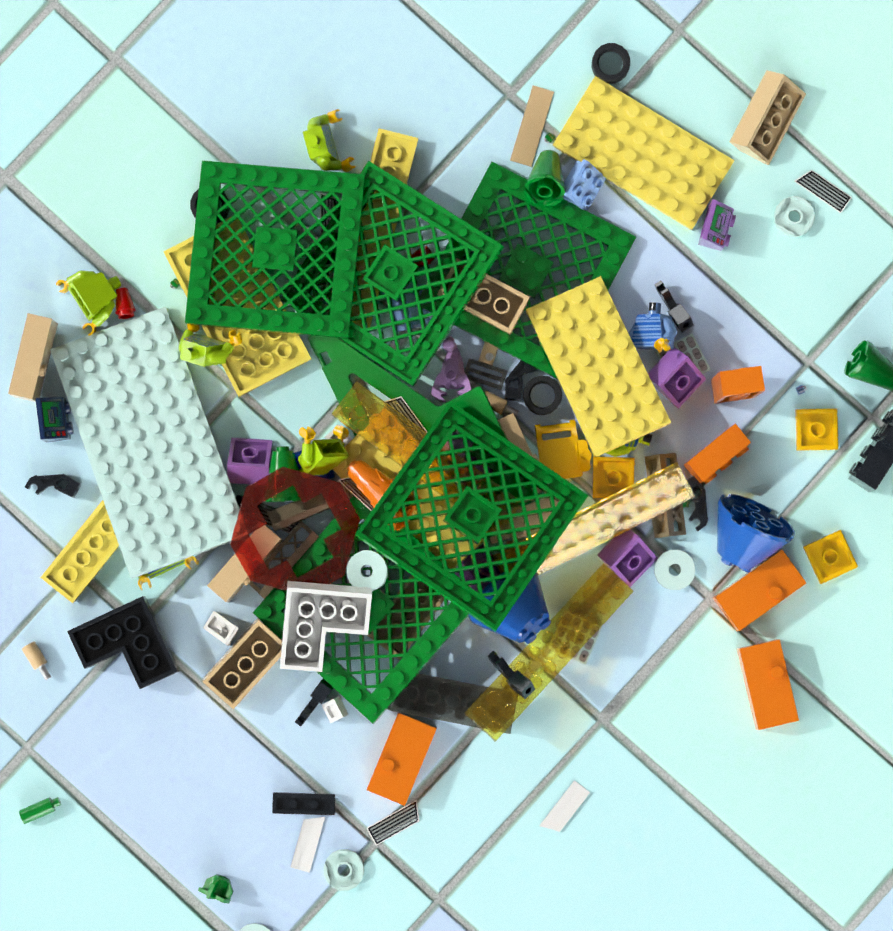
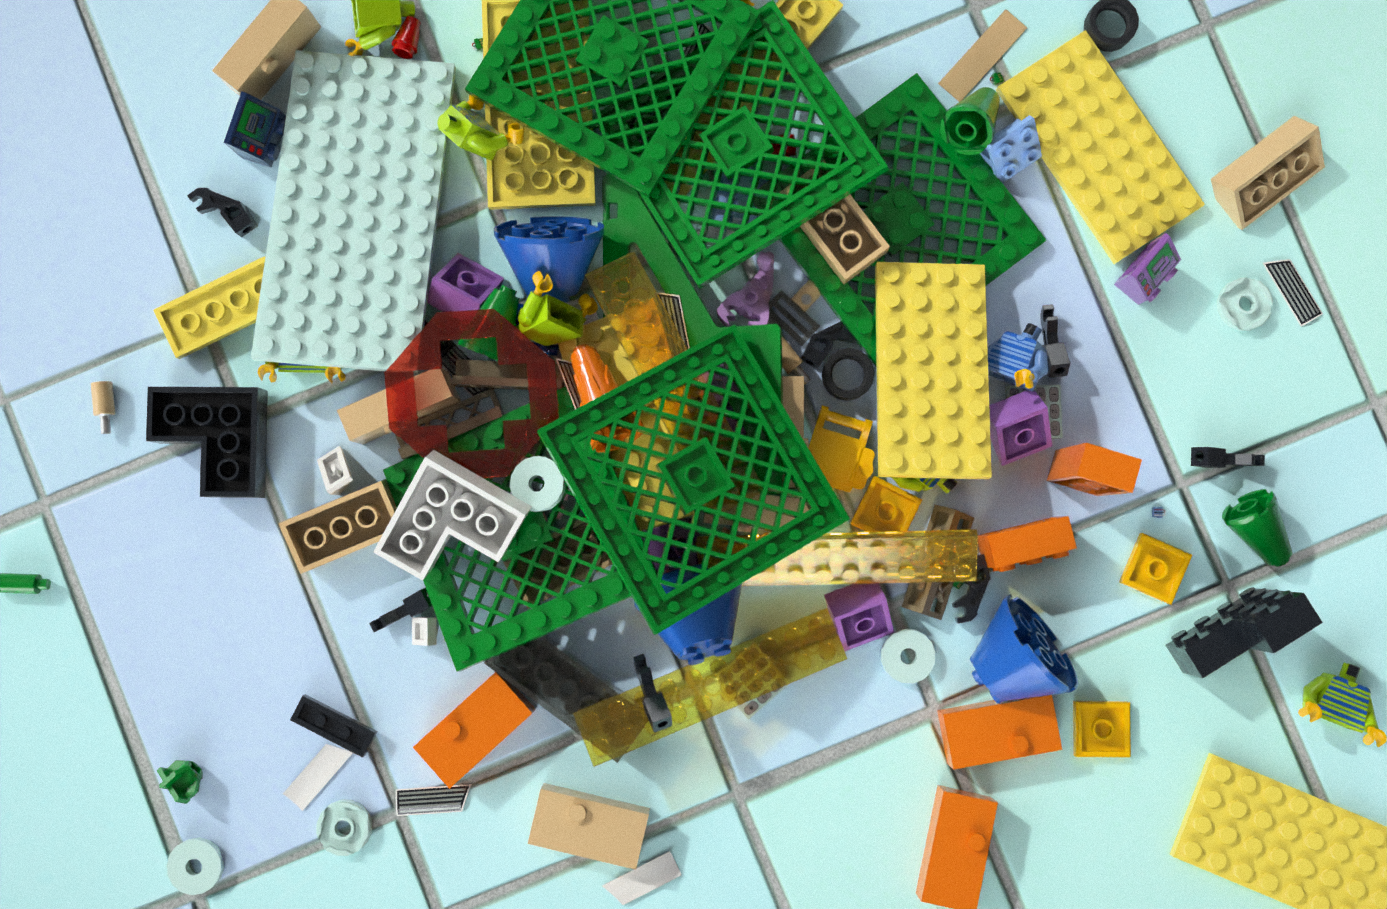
camera: 25 degrees right, 0 degrees up
(298, 404) = (554, 247): none -> blue cone
(511, 787) = (588, 826): none -> tan brick
(823, 333) = (1218, 458): none -> black piece

